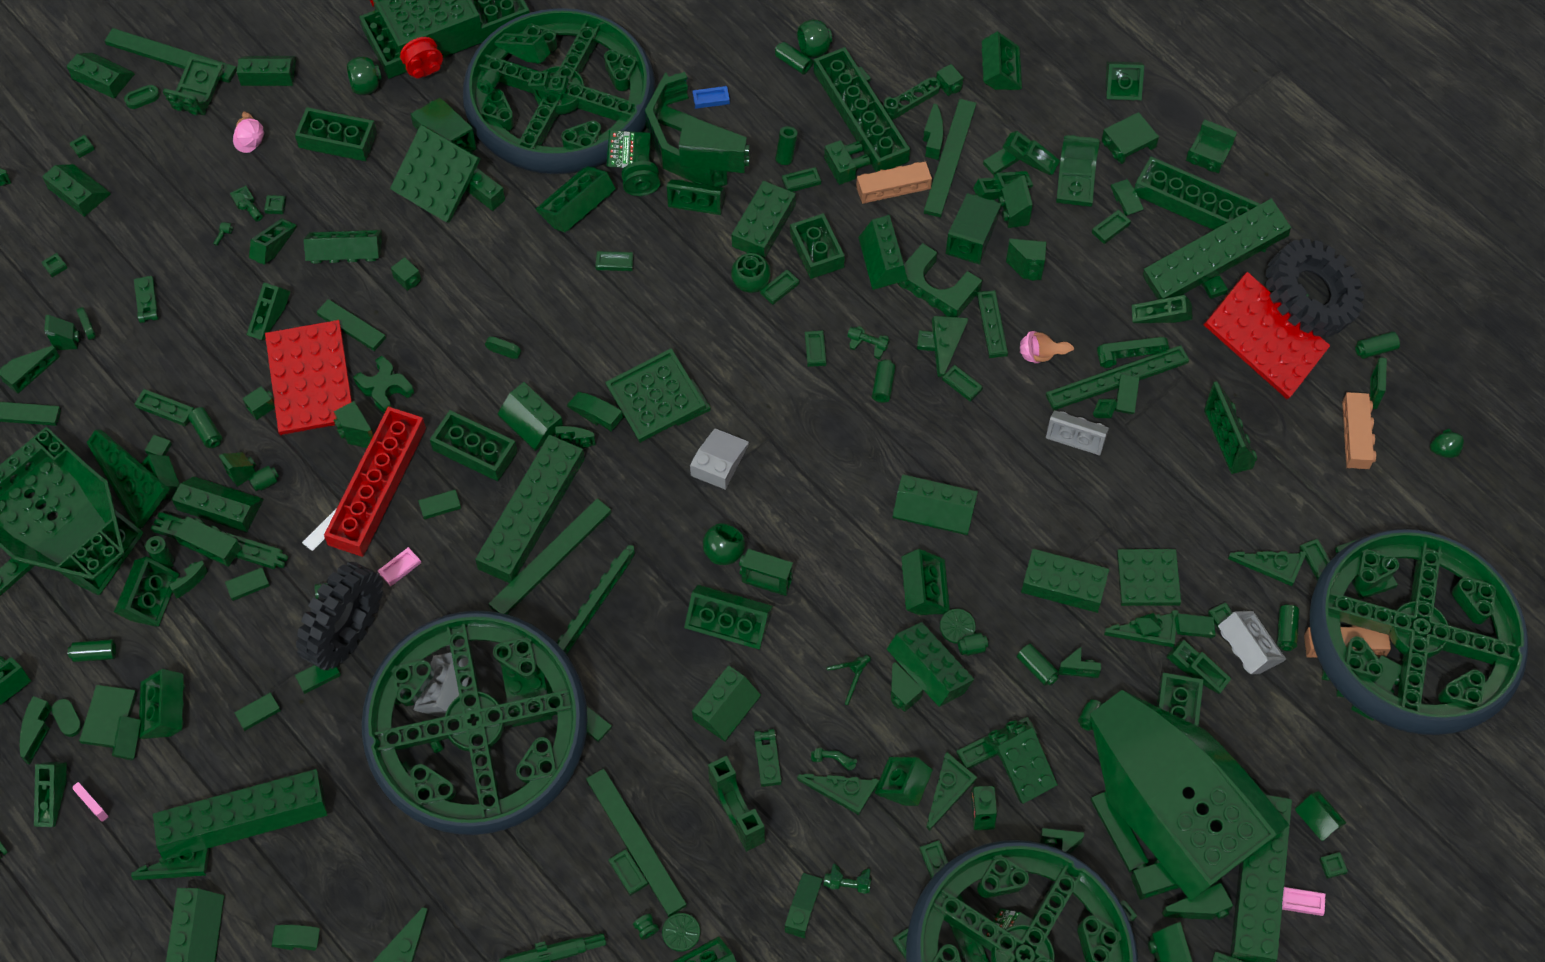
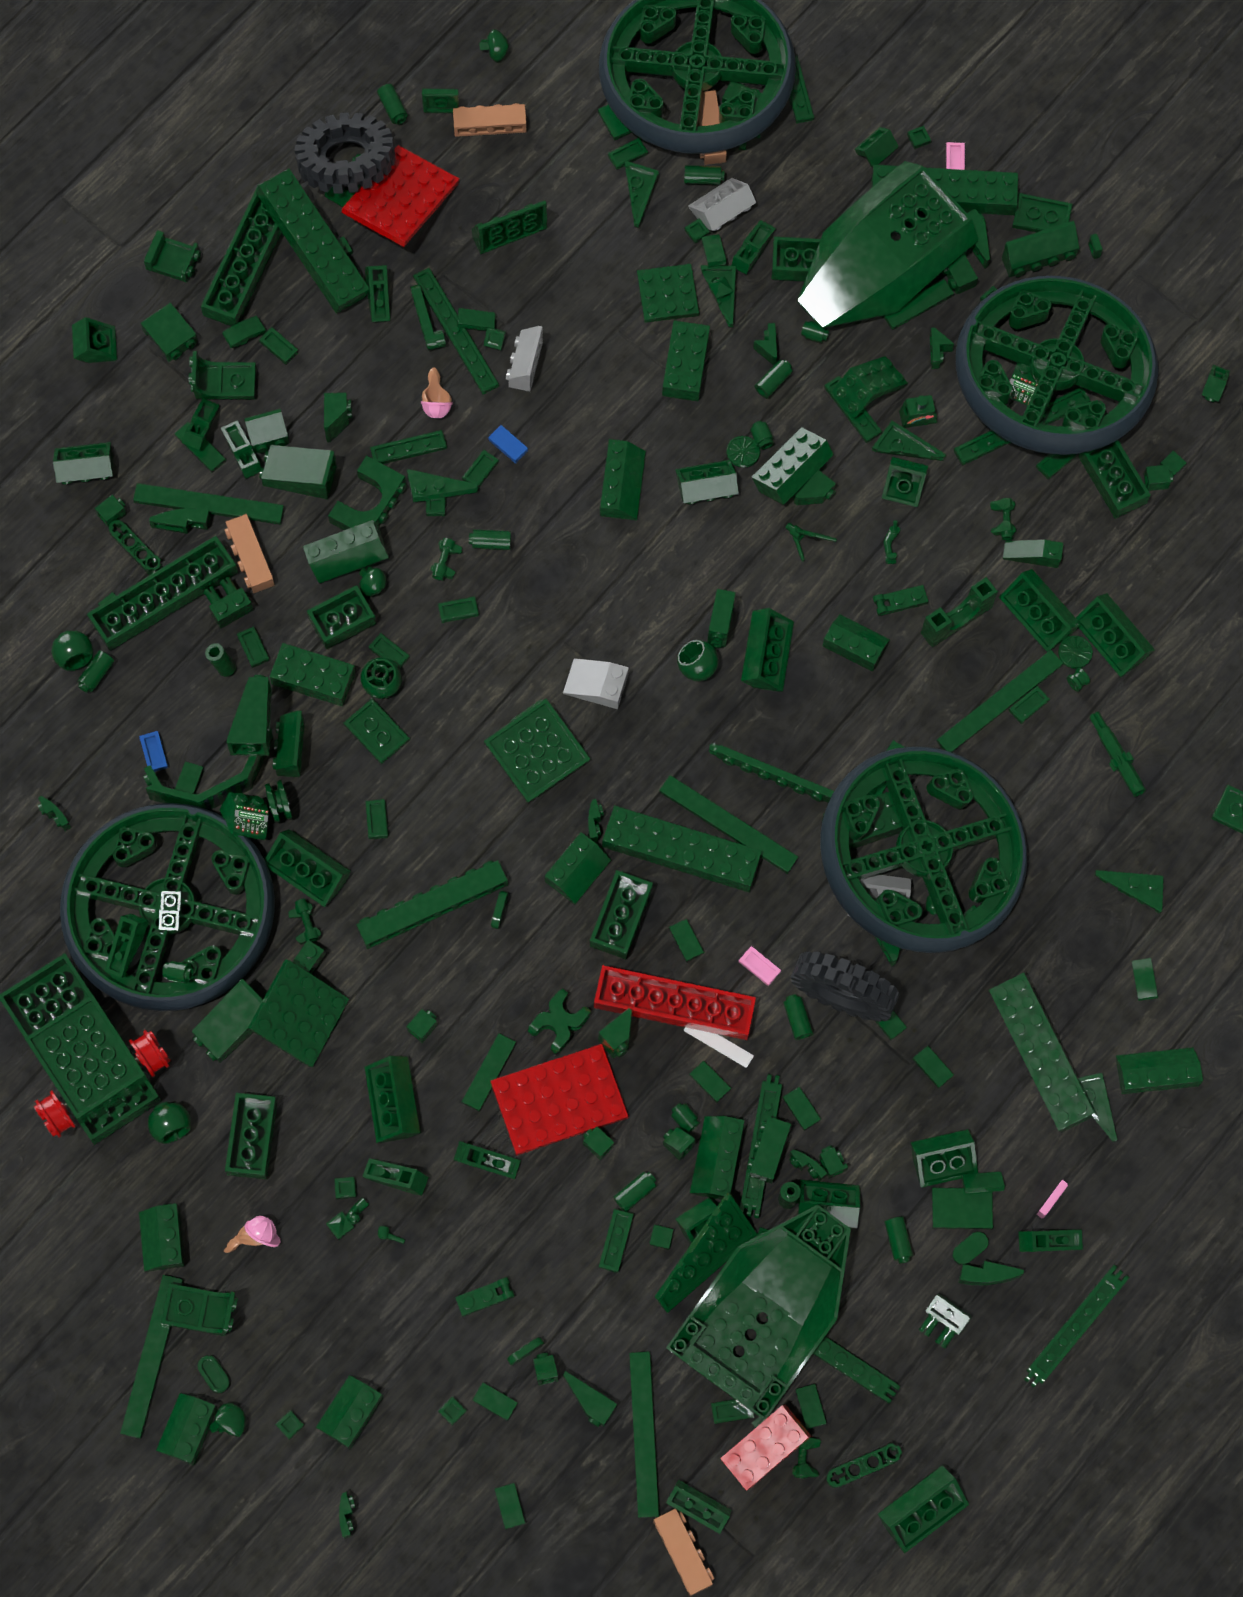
camera: 100 degrees left, 10 degrees up
(51, 297) = (495, 1401): none -> dark green tile
(96, 99) = (229, 1420): none -> dark green piece
(185, 601) = (832, 1162): none -> dark green brick
(294, 507) = (709, 1081): none -> dark green tile
(520, 294) = (432, 904): none -> dark green brick
(536, 194) = (303, 911): none -> dark green piece
(596, 410) = (561, 807): dark green slope -> none
(660, 23) = (52, 810): none -> dark green slope
(701, 269) = (376, 731): none -> dark green tile
(734, 899) = (1039, 610): none -> dark green slope
(848, 792) = (922, 528): dark green wing -> none
(851, 277) = (372, 581): none -> dark green piece
(987, 410) = (508, 444): none -> blue tile
(1394, 742) = (799, 98): none -> dark green tile

